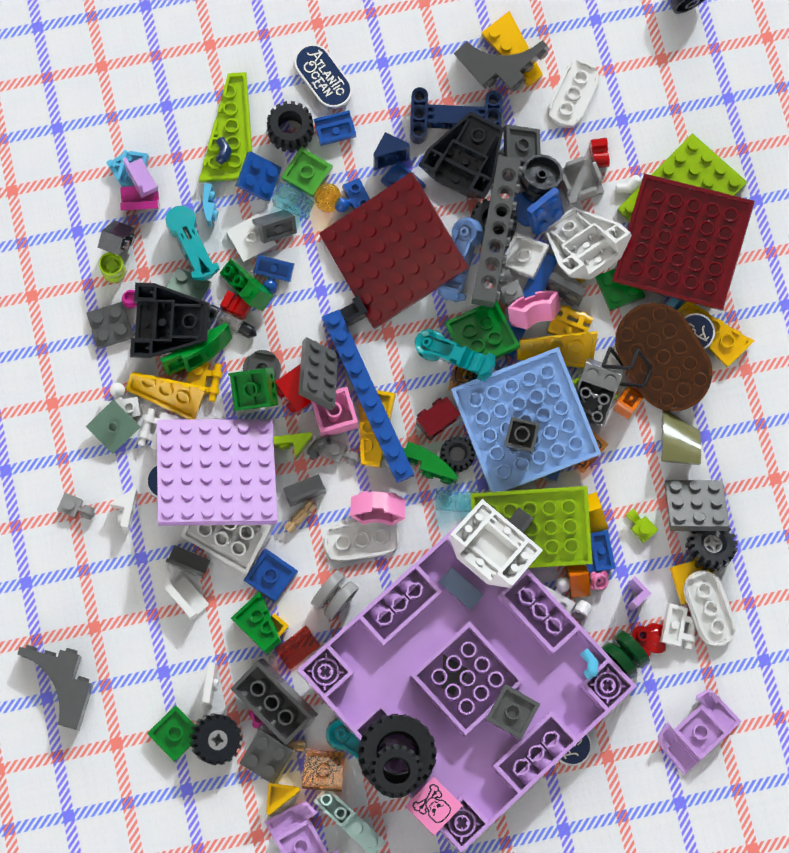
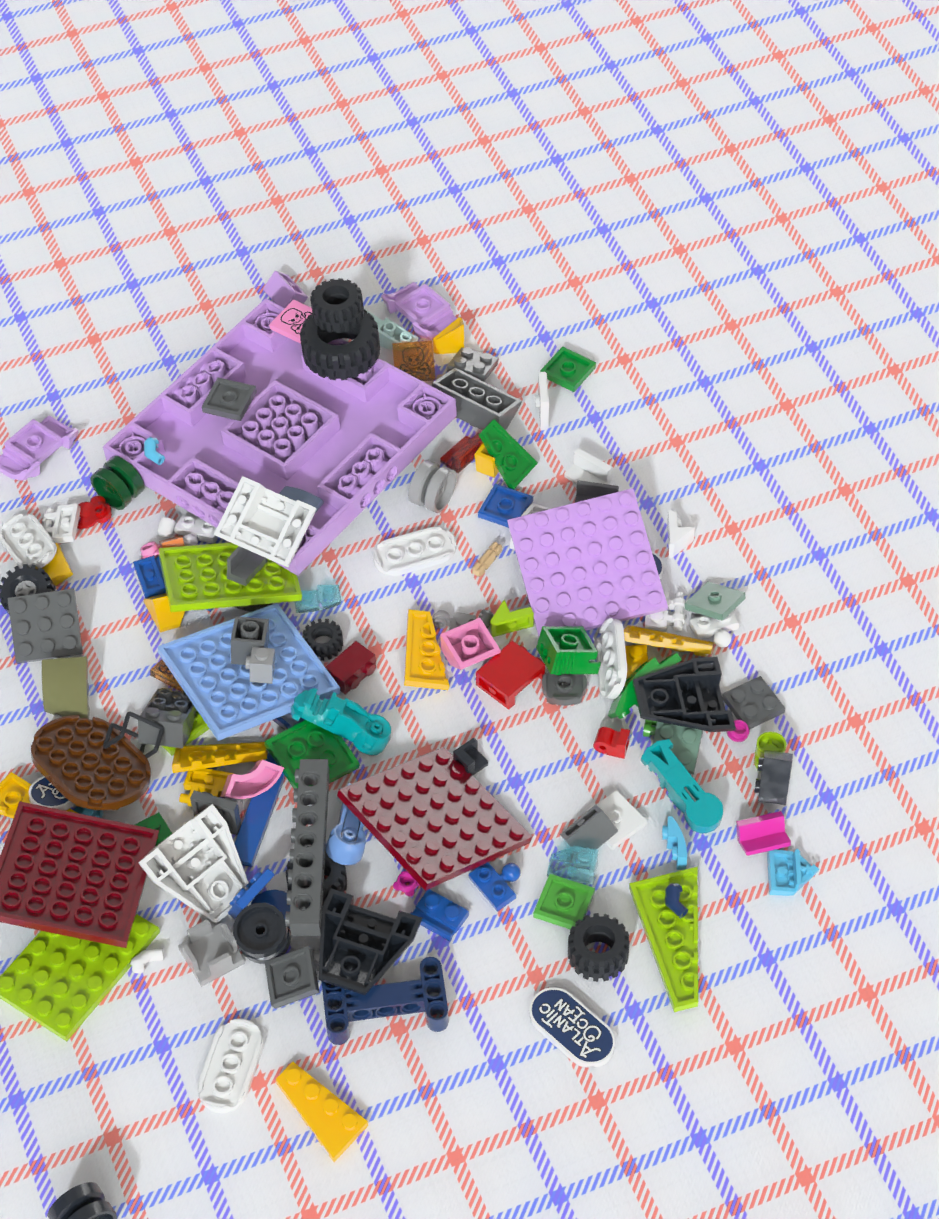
camera: 175 degrees right, 25 degrees down
(71, 506) = (736, 531): light grey plate -> none
(71, 692) = (696, 395): dark grey arch -> none
(140, 177) = (770, 850): lavender panel -> none
(205, 737) = (523, 363): black wheel -> none
(216, 379) = (613, 659): none -> white tile
(234, 322) = (595, 721): piece -> none
(246, 285) = (603, 759): green slope -> none
(258, 176) = (623, 882): blue plate -> none
(273, 269) = (577, 785): blue plate -> none
(304, 490) = (486, 579): dark grey panel -> none
(318, 373) = (495, 668): dark grey plate -> none
(327, 197) = (531, 877): clear yellow wheel -> none
(335, 128) = (540, 961): blue plate -> none
(368, 396) = (436, 672): blue plate -> none
(377, 507) = (394, 571): bright pink brick -> none
(390, 151) = (460, 932): dark blue slope -> none
(430, 464) = (363, 629): green slope -> none
(508, 68) = (349, 1068): dark grey arch -> none
(512, 290) = (281, 811): light grey plate -> none
(515, 408) = (261, 665): none -> light grey brick
(525, 255) = (269, 850): white plate -> none
(599, 152) = (187, 989): red leg -> none
(628, 402) = (129, 703): orange slope -> none
(640, 590) = (106, 535): lavender panel -> none
(642, 527) = (105, 607): lime plate -> none

